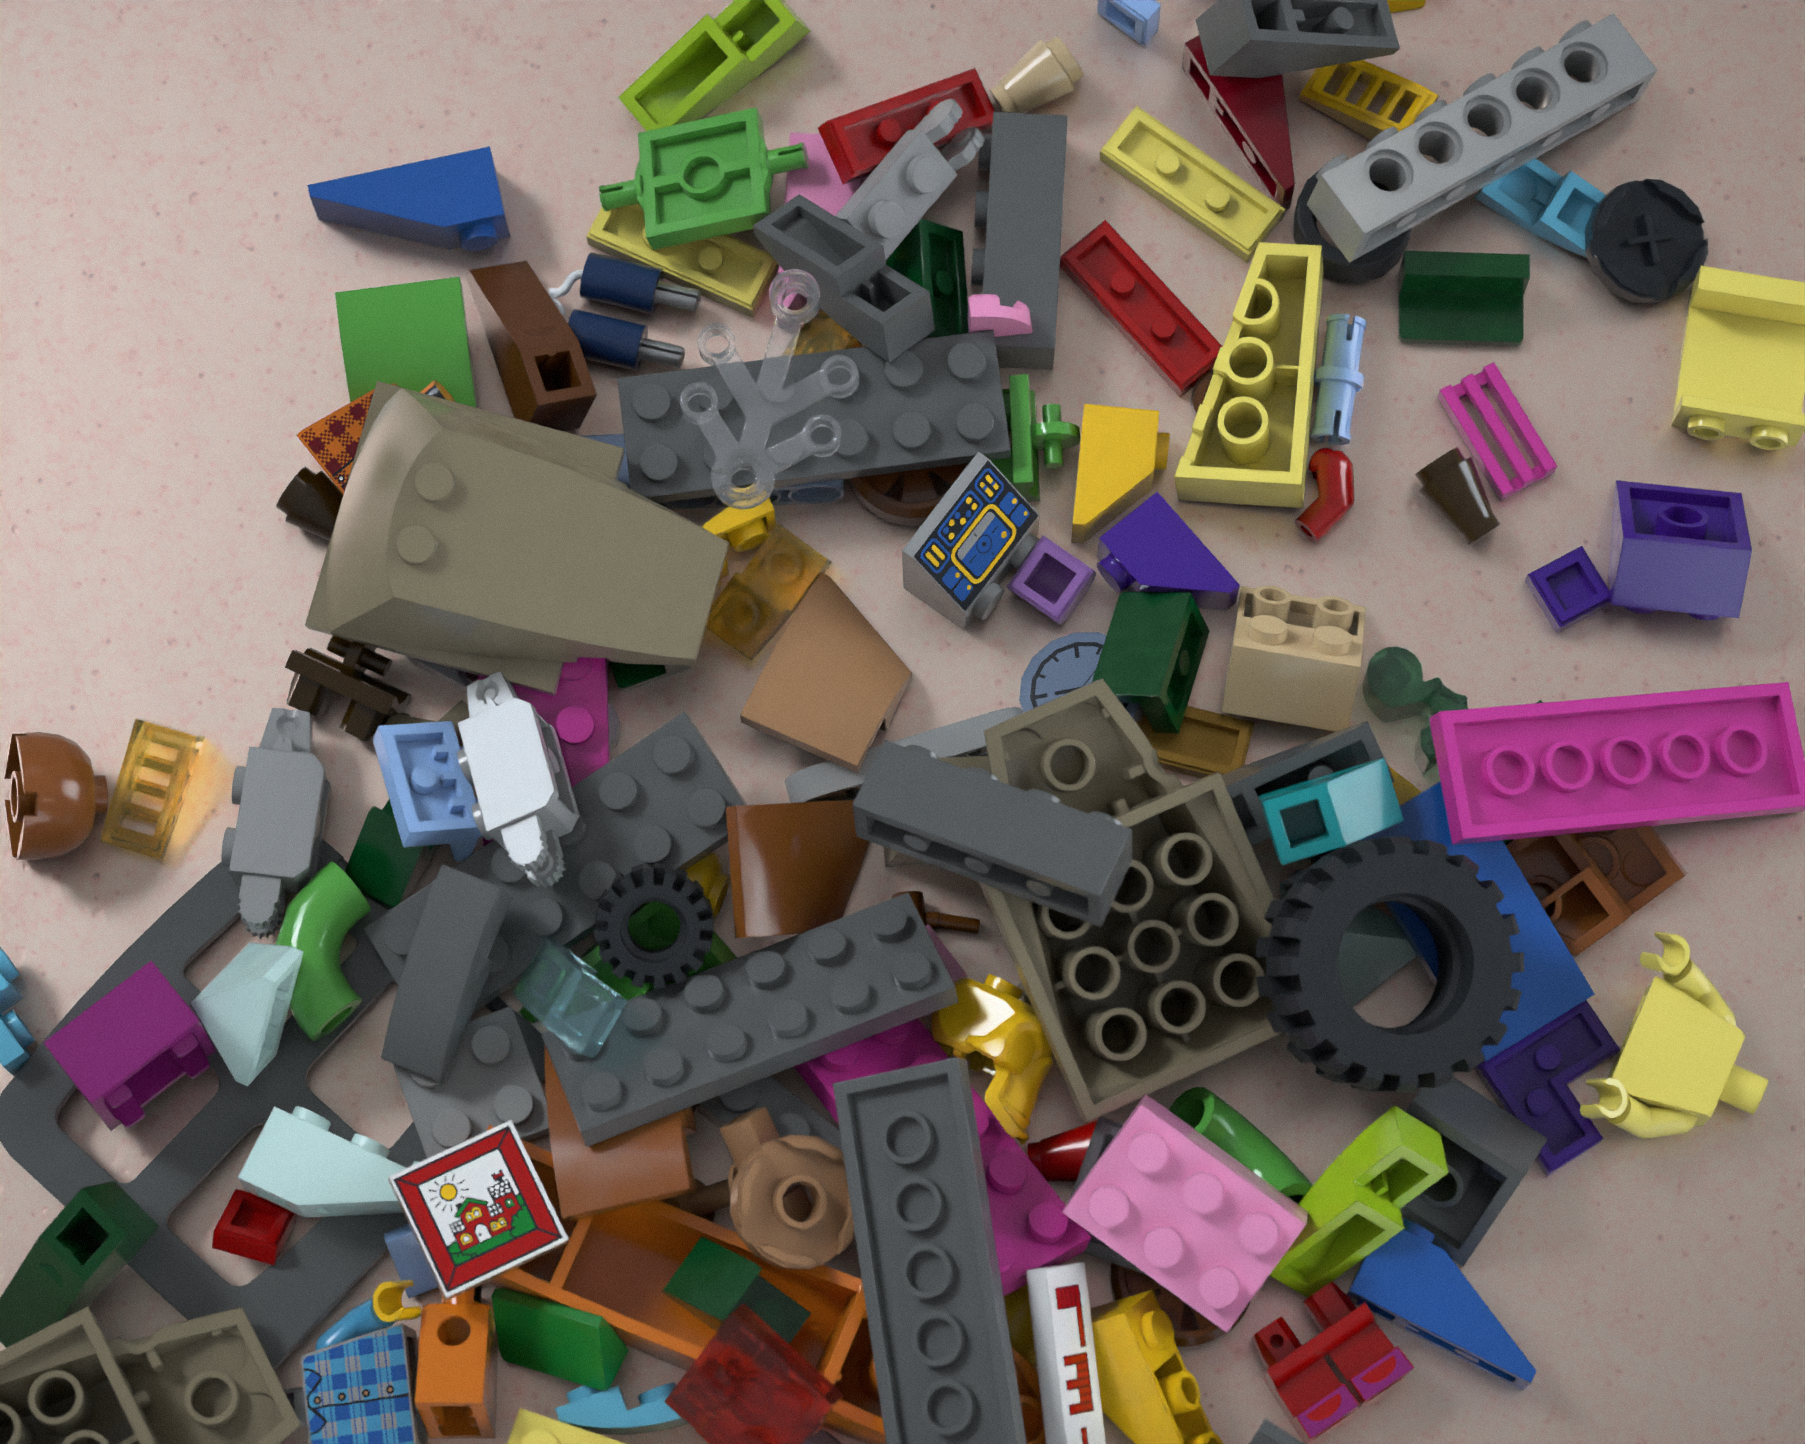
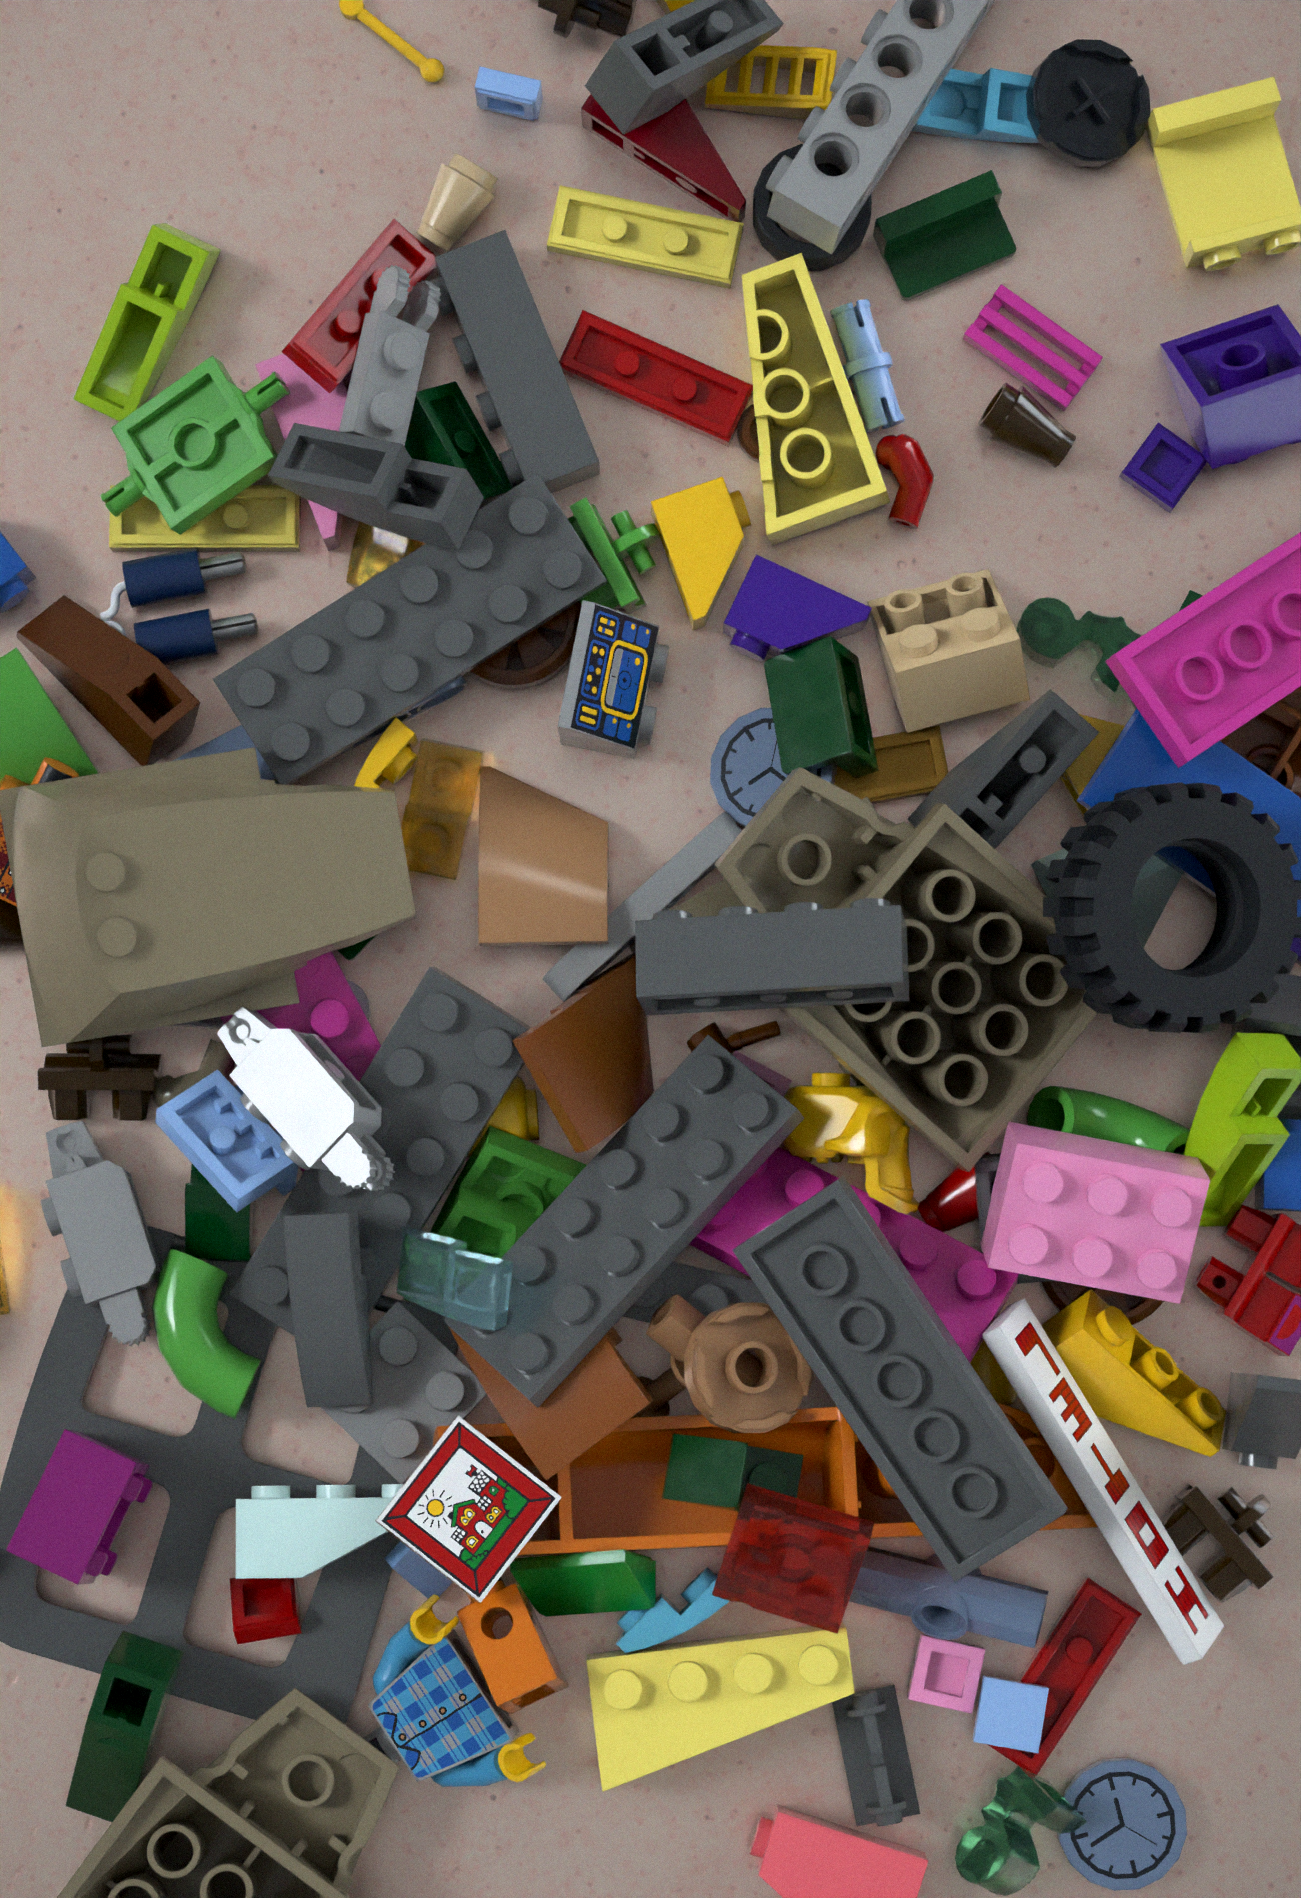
camera: 25 degrees left, 10 degrees up
(249, 1006) = (164, 1415): light aqua slope -> none
(645, 964) = (519, 1207): black tyre -> none
(766, 401) = (363, 642): clear plant -> none
(987, 314) = (528, 460): bright pink tile -> none
(1052, 580) = (695, 679): medium lavender brick -> none
(1330, 811) = (1057, 791): teal slope -> none

